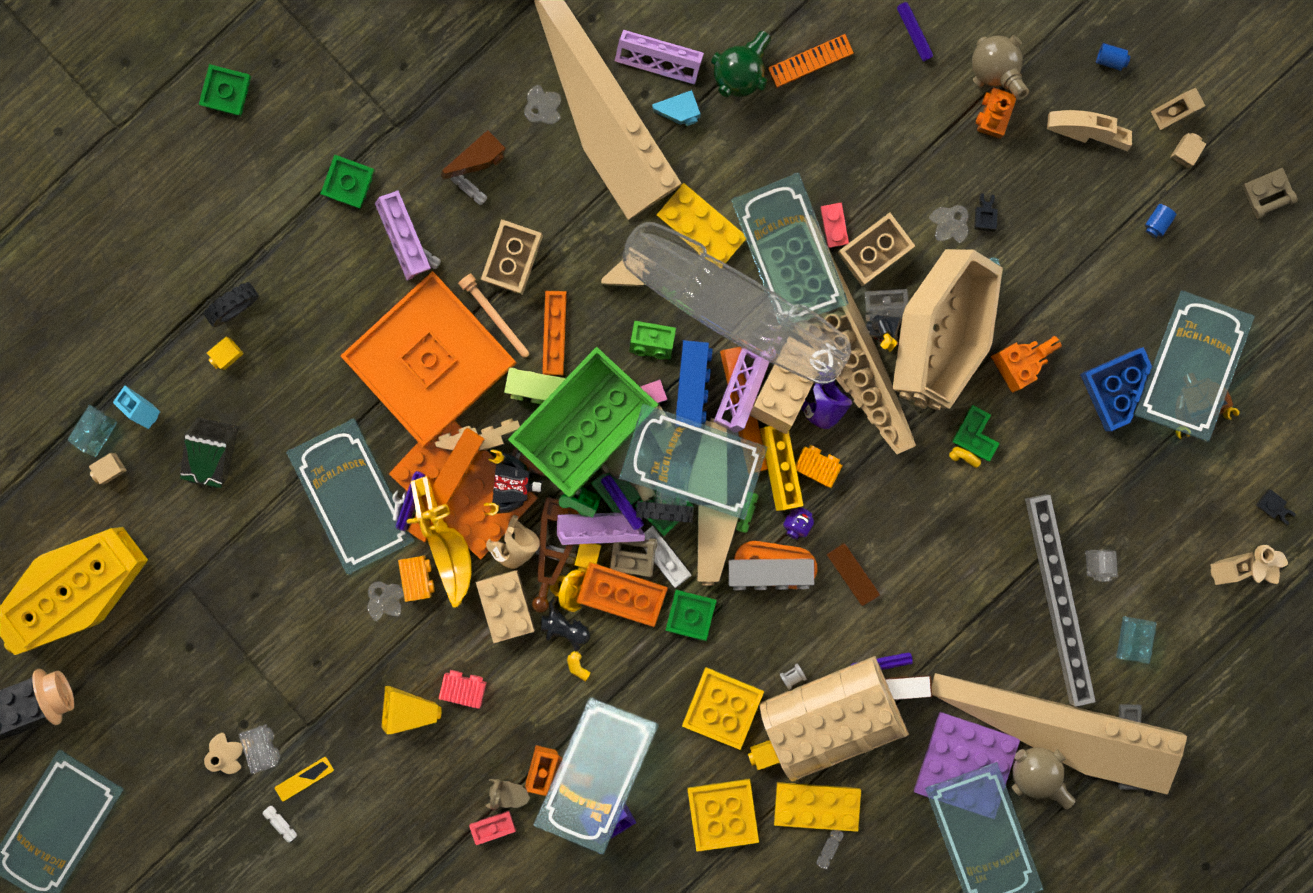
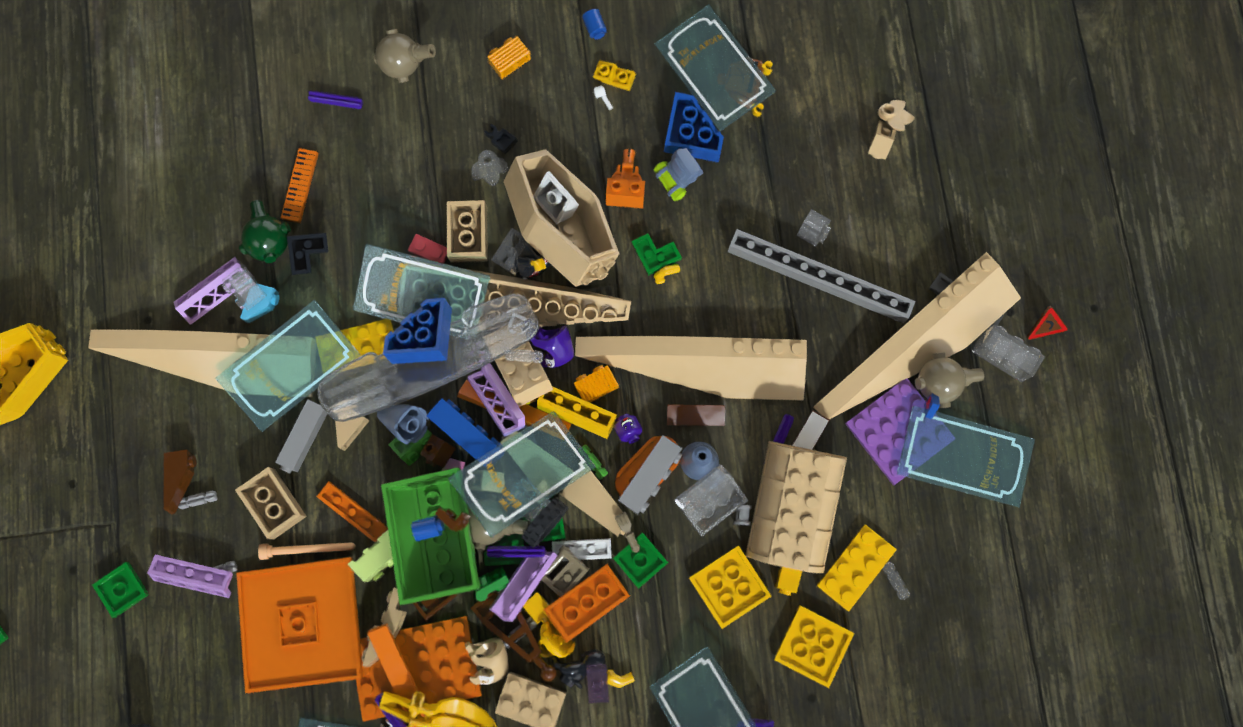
camera: 50 degrees left, 10 degrees down
(510, 484) = (438, 628): torso -> none
(544, 103) = (179, 398): clear plate -> none
(561, 652) = (597, 683): none -> clear purple plate
(587, 239) = (301, 437): none -> light grey brick
(589, 417) = (427, 528): none -> blue brick
(609, 431) = (448, 517): none -> reddish brown bracket
(640, 181) = (287, 365): none -> clear light blue piece
(659, 369) = (437, 451): none -> reddish brown brick
(664, 323) = (404, 422): none -> sand blue cone
(682, 88) = (244, 288): none -> clear brick
(711, 582) = (625, 525): none -> dark tan piece
(752, 111) = (301, 247): none -> black brick
(752, 282) = (421, 335): none -> blue brick
(786, 641) = (710, 500): none -> clear brick
(797, 389) = (523, 355): none -> clear axle
(808, 599) = (692, 465): none -> sand blue cone
(907, 554) = (710, 364): none -> tan wedge
(961, 311) = (555, 199): none -> white slope
(995, 113) = (434, 82): orange brick -> none
(1007, 779) = (931, 406): none -> blue tile
(1067, 403) = (678, 173): none -> sand blue piece
(1070, 163) = (508, 57): none -> light orange brick
(1086, 125) = (489, 27): tan slope -> none
(1096, 273) = (600, 92): none -> white hand
(1106, 816) = (1008, 353): none -> clear brick
(1122, 275) = (614, 76): none -> yellow slope
(1136, 639) = (888, 242): clear light blue bracket -> none
(1159, 834) = (1048, 324): none -> piece
(1274, 505) = (855, 83): black plate -> none

